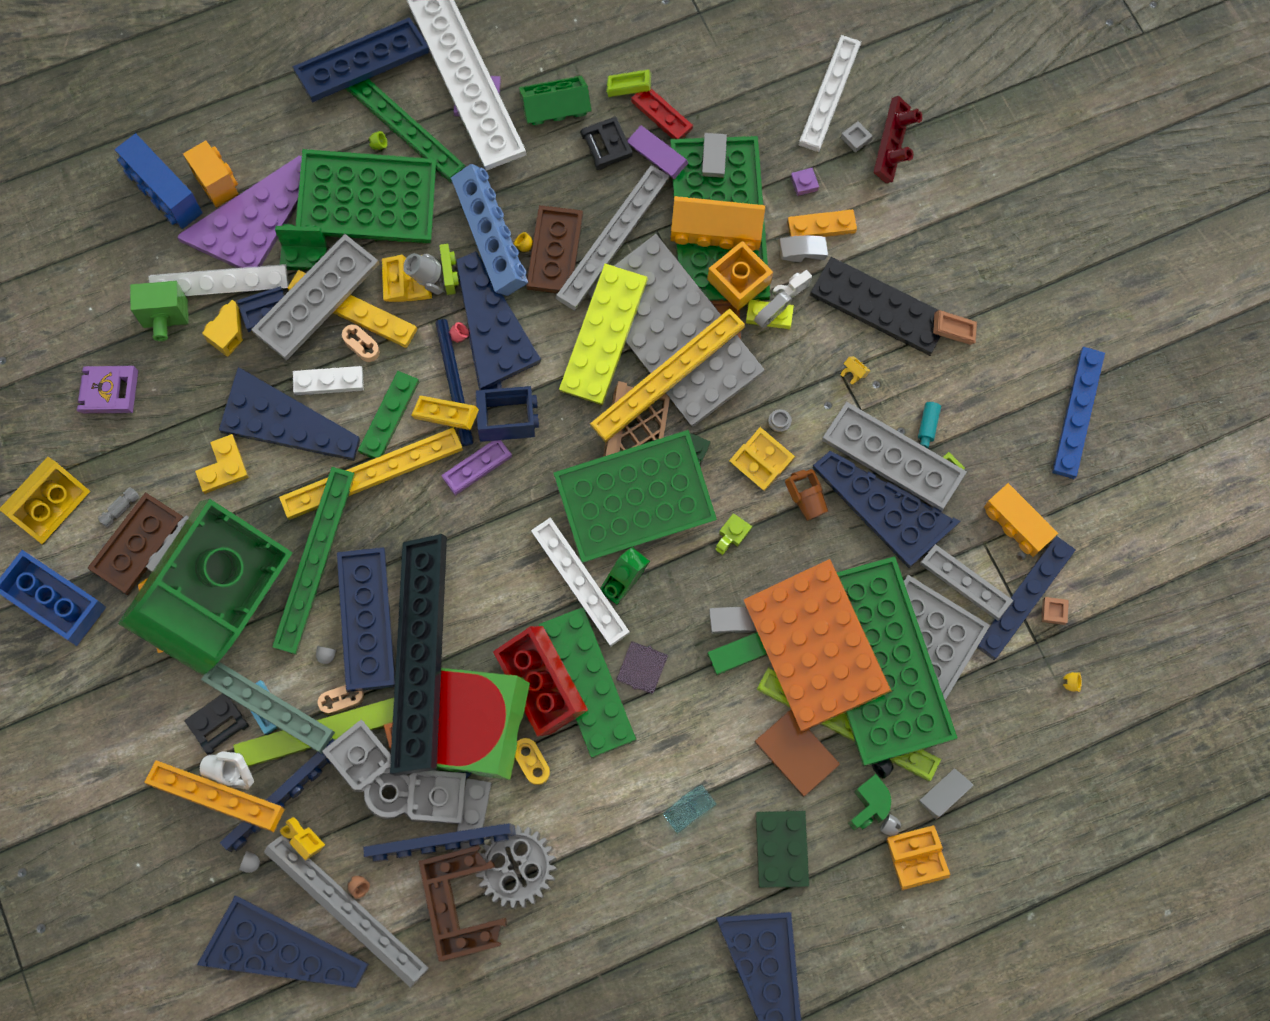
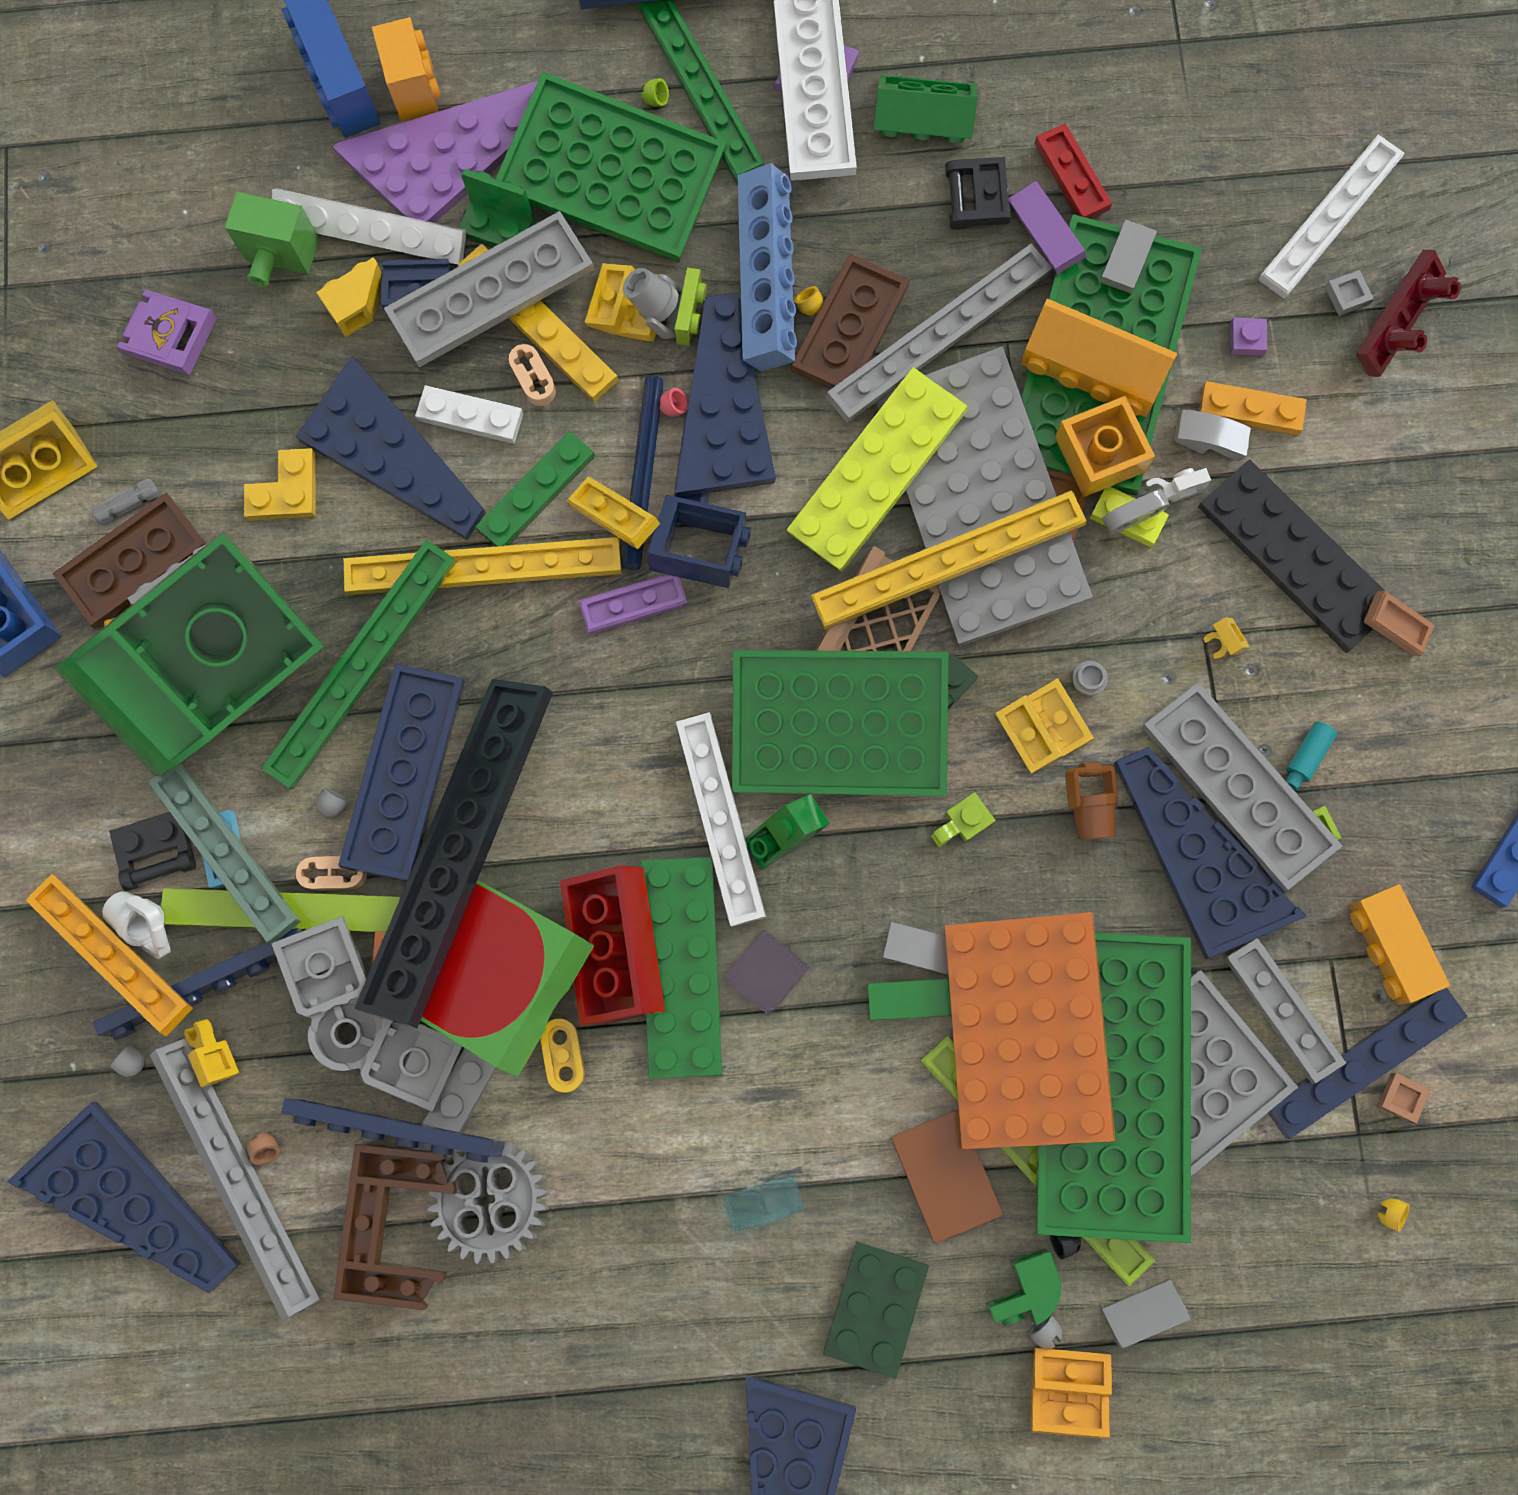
camera: 25 degrees right, 5 degrees up
(629, 83) = (1040, 114): lime tile -> none

